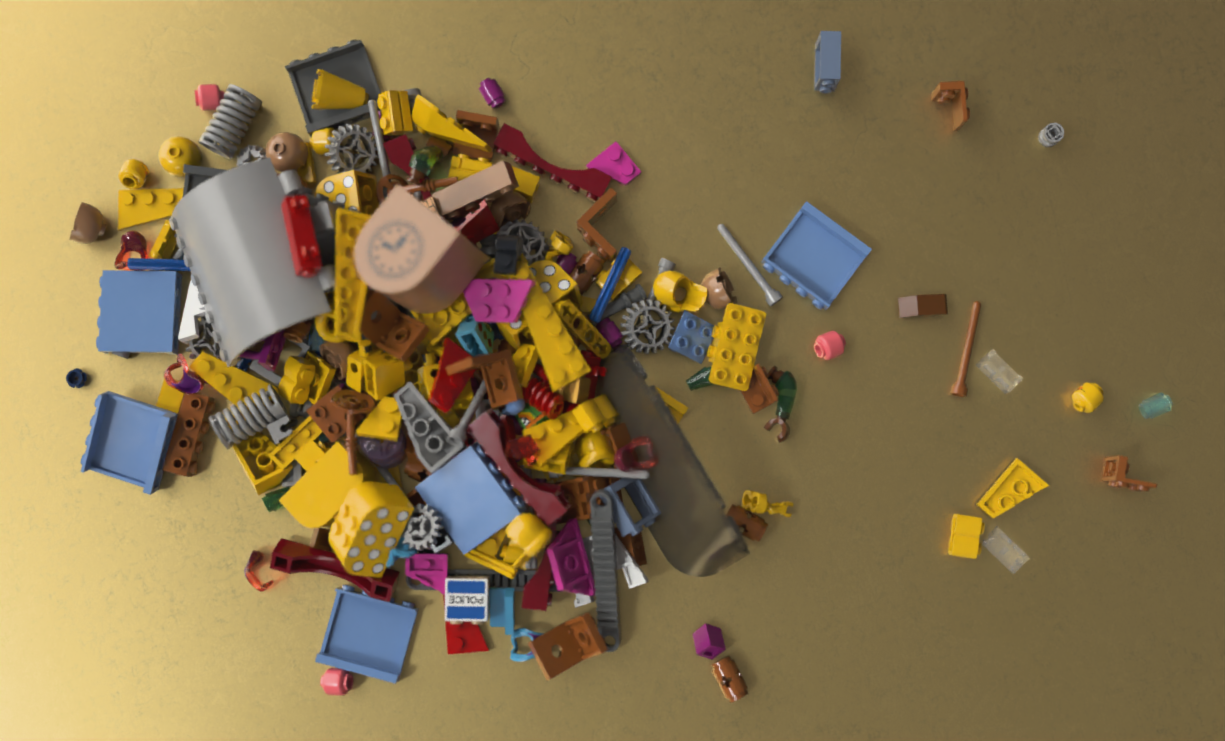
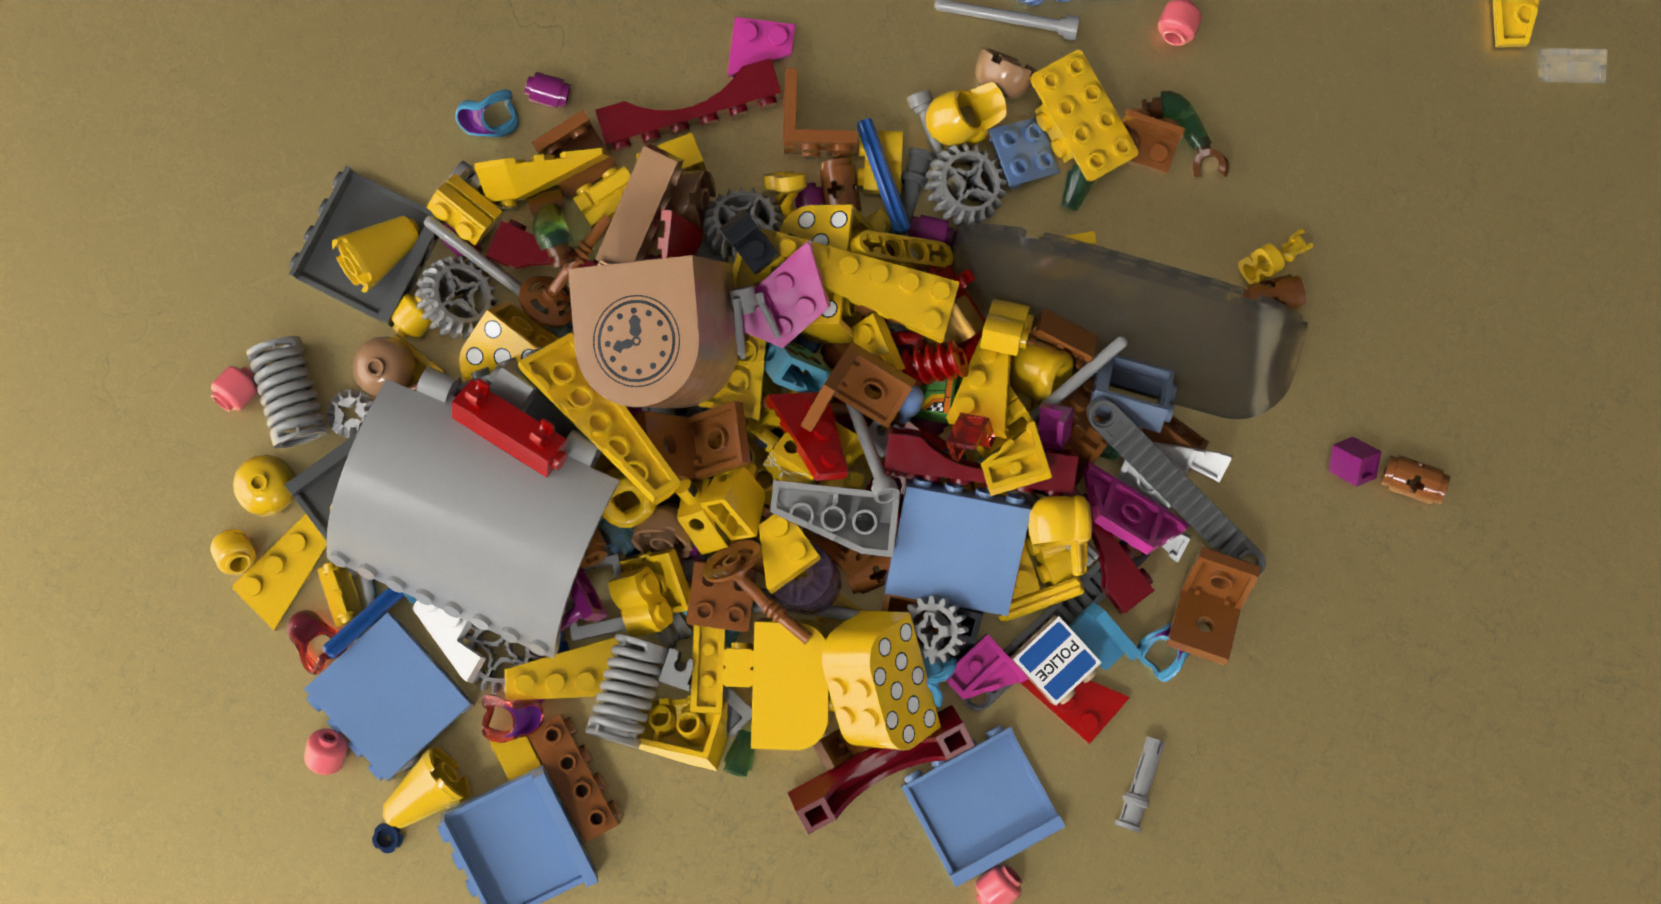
camera: 45 degrees left, 0 degrees up
(85, 310) = (325, 751): none -> coral head
(87, 224) = (235, 656): medium nougat cylinder -> none
(115, 373) = (426, 790): none -> yellow cone
(255, 559) = (779, 846): clear red piece -> none
(443, 71) = (471, 115): none -> dark azure piece
(445, 702) = (1136, 799): none -> light grey pin
(474, 281) = (744, 302): none -> light grey plant
(533, 485) = (1017, 463): none -> yellow wing
(572, 485) = (1055, 425): none -> magenta panel
(624, 458) = (1085, 347): clear red piece -> none
(965, 536) = (1517, 90): yellow brick -> none

